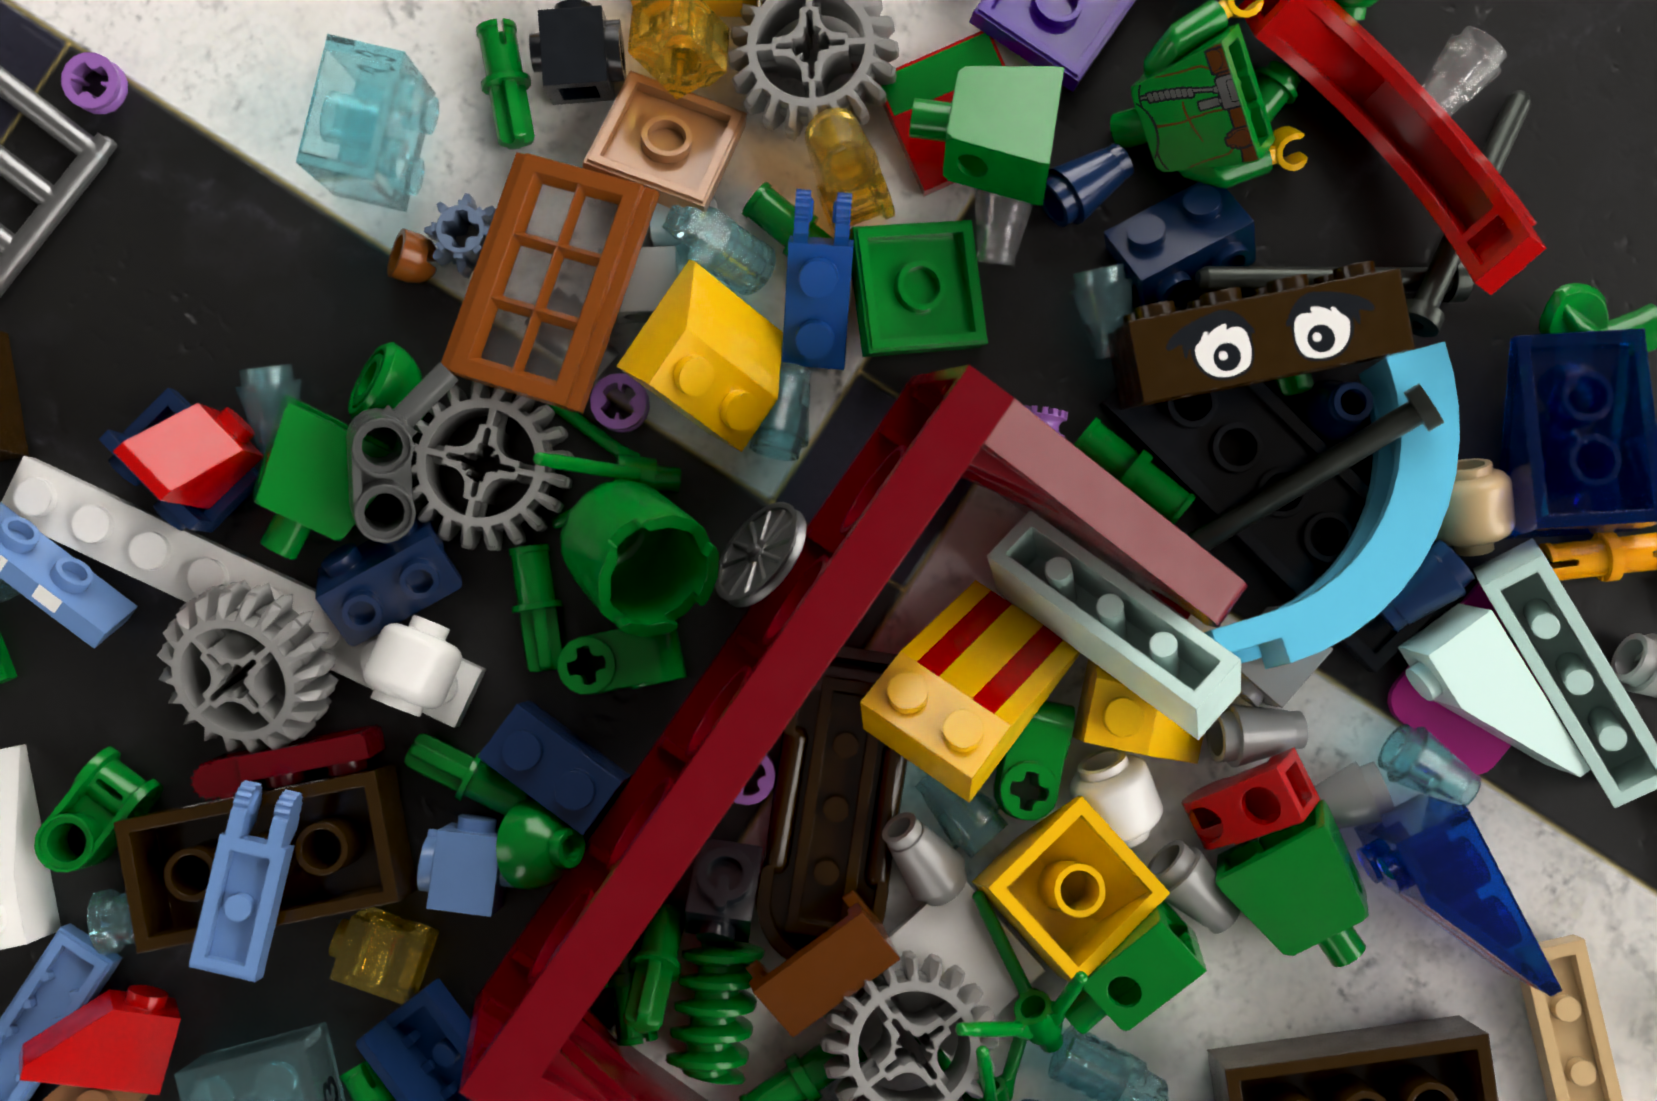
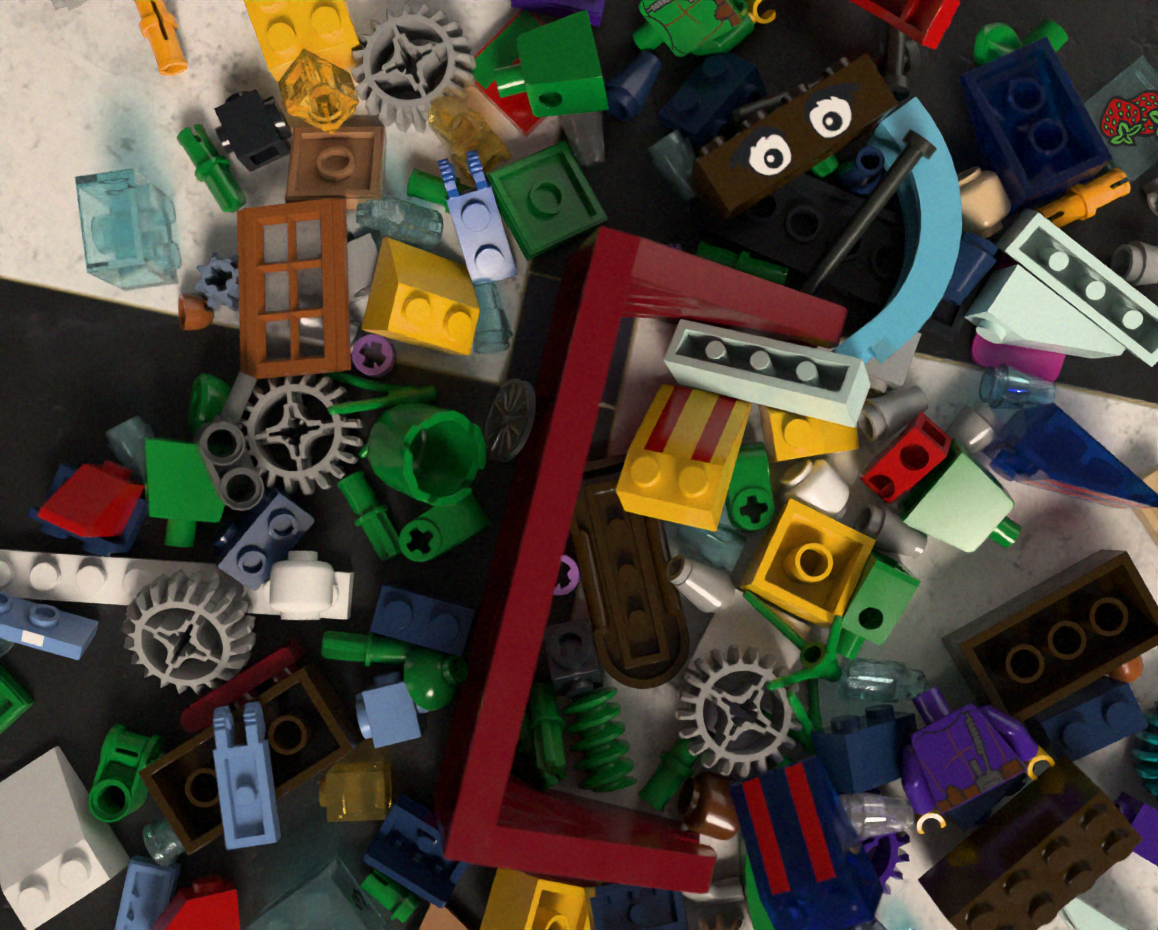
camera: 20 degrees left, 0 degrees up
(825, 969) = (662, 682): reddish brown hinge -> none

